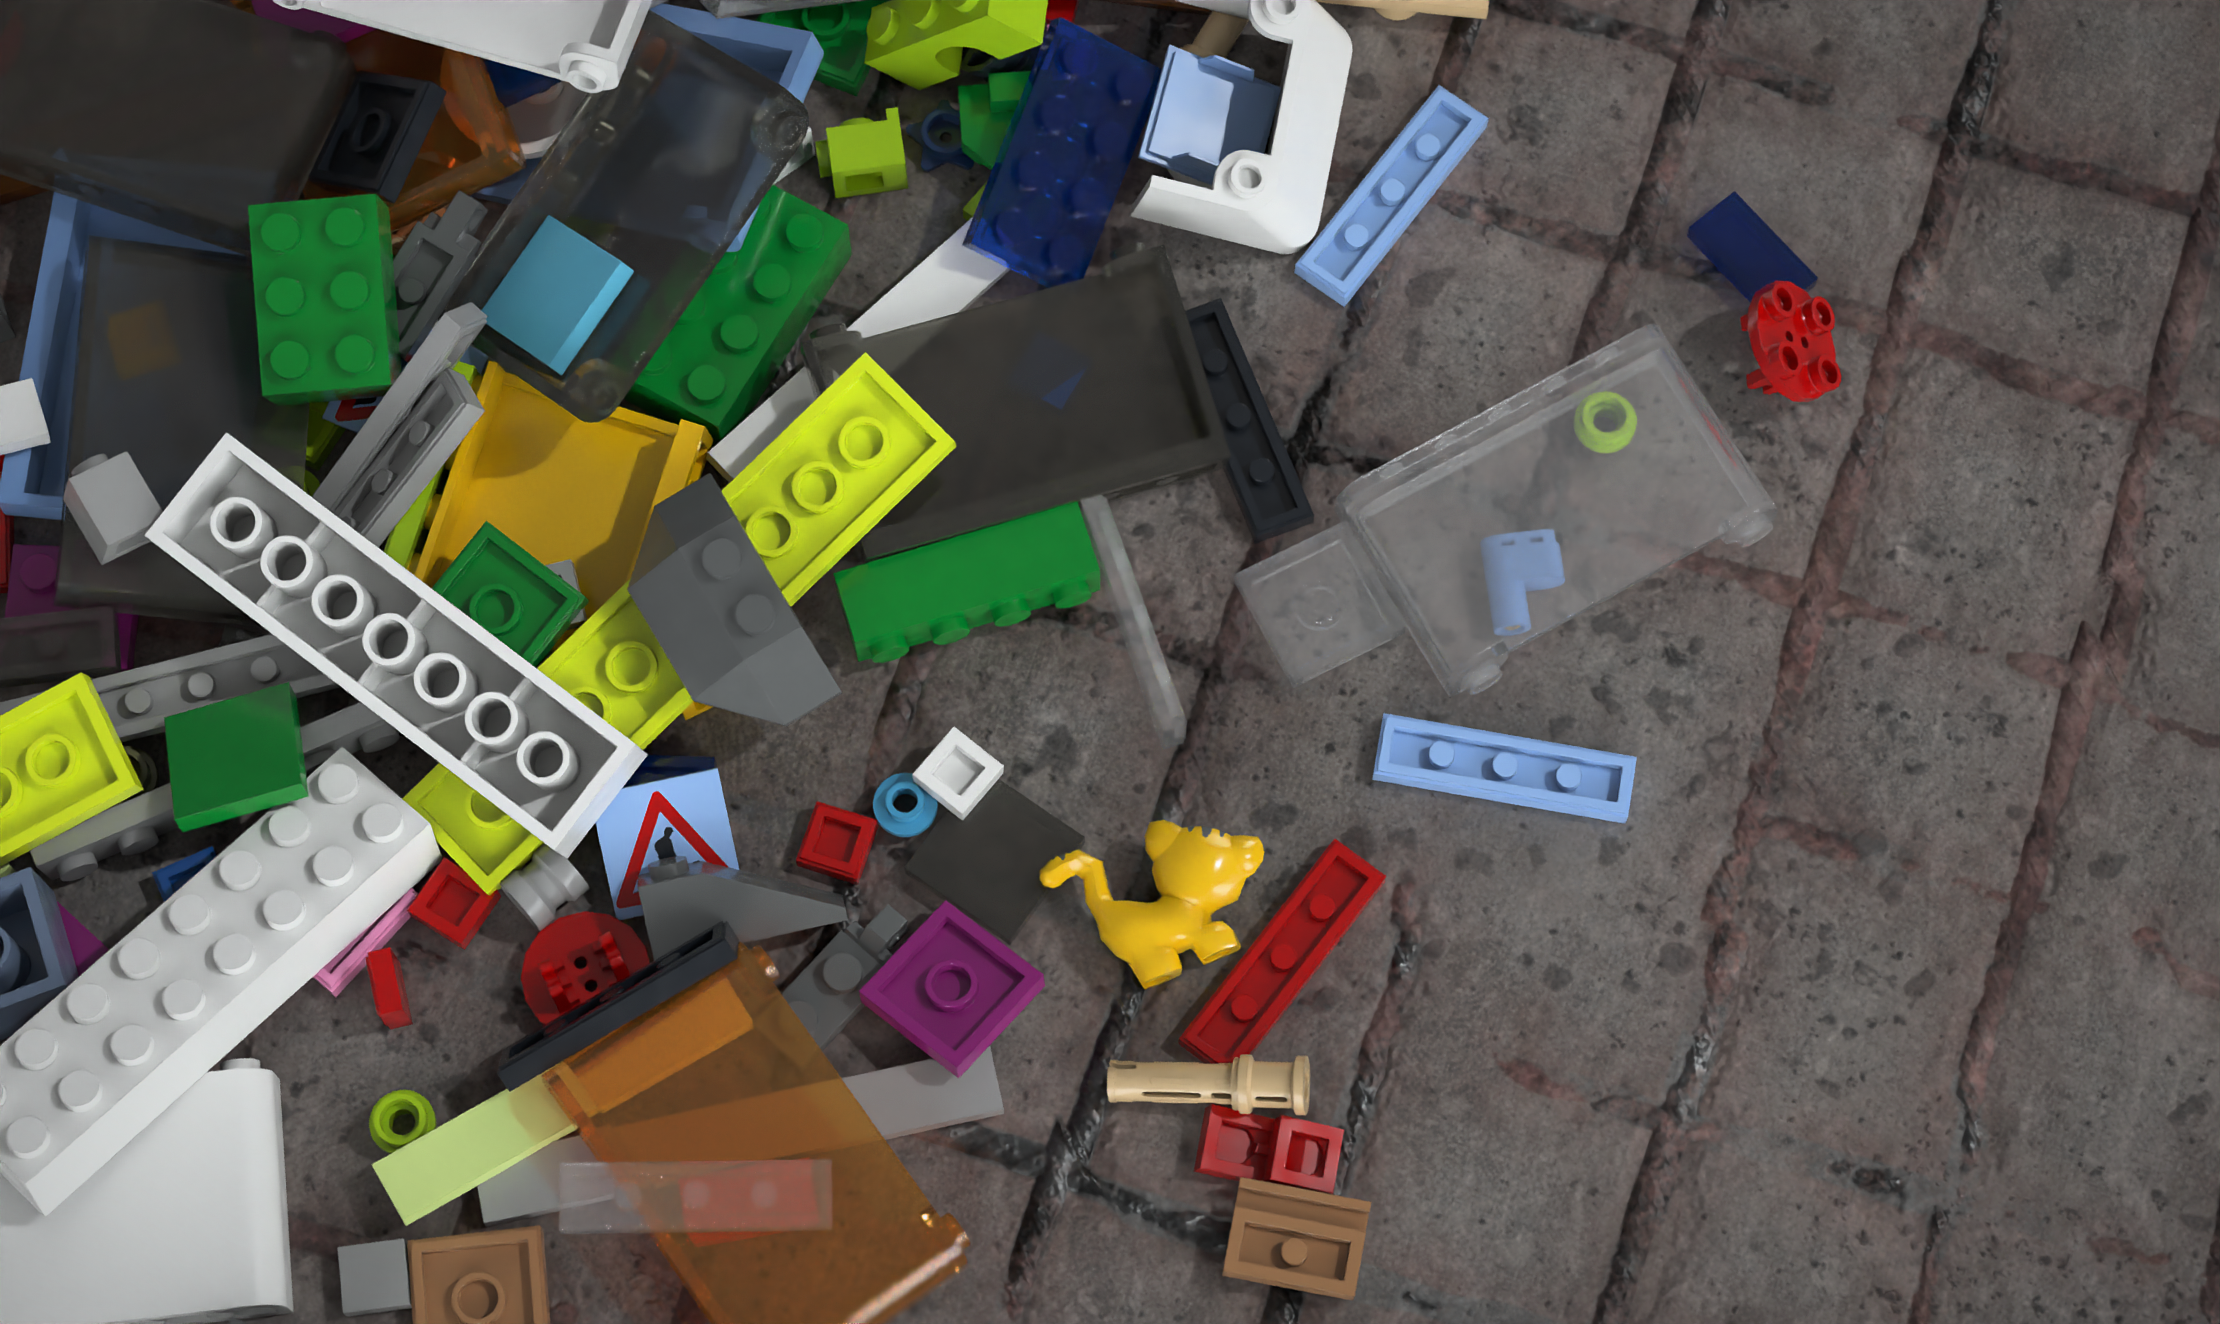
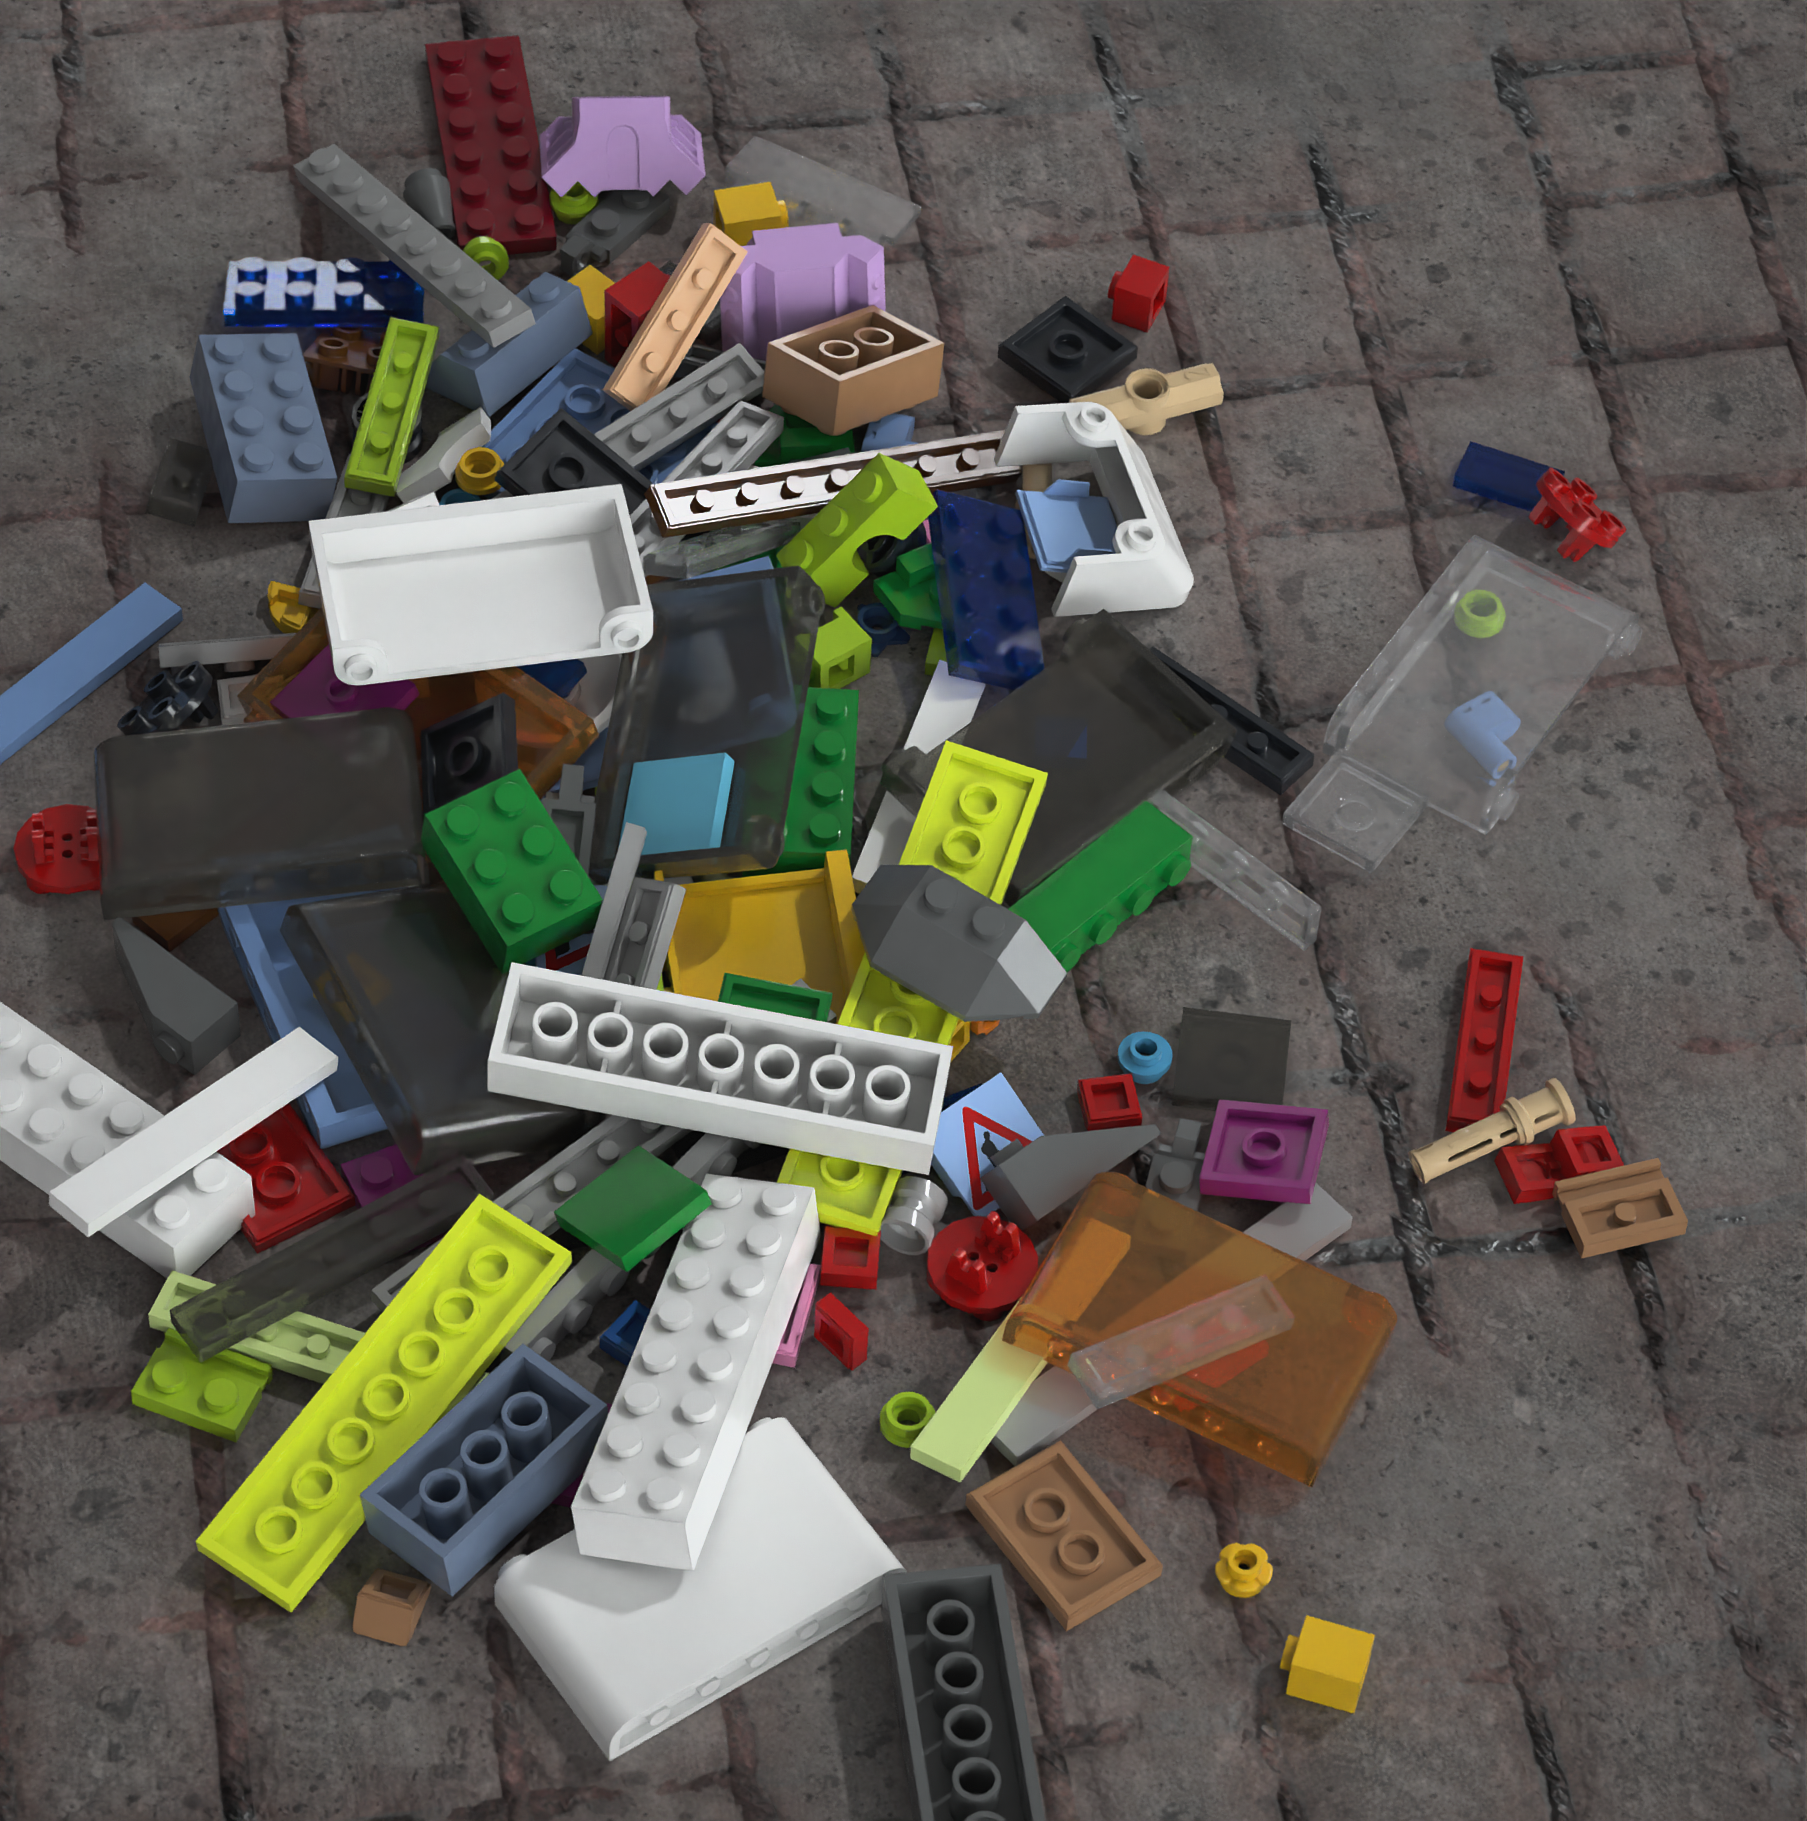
camera: 30 degrees left, 20 degrees down
(111, 505) = (440, 1062): light grey brick -> none
(374, 1277) = (956, 1532): light grey tile -> none
(618, 1005) = (1031, 1254): black tile -> none
(958, 773) = (1174, 1013): white tile -> none
(1194, 873) = (1391, 1006): yellow animal -> none
(1391, 195) = (1228, 540): light blue tile -> none
(1504, 768) = (1556, 859): light blue tile -> none

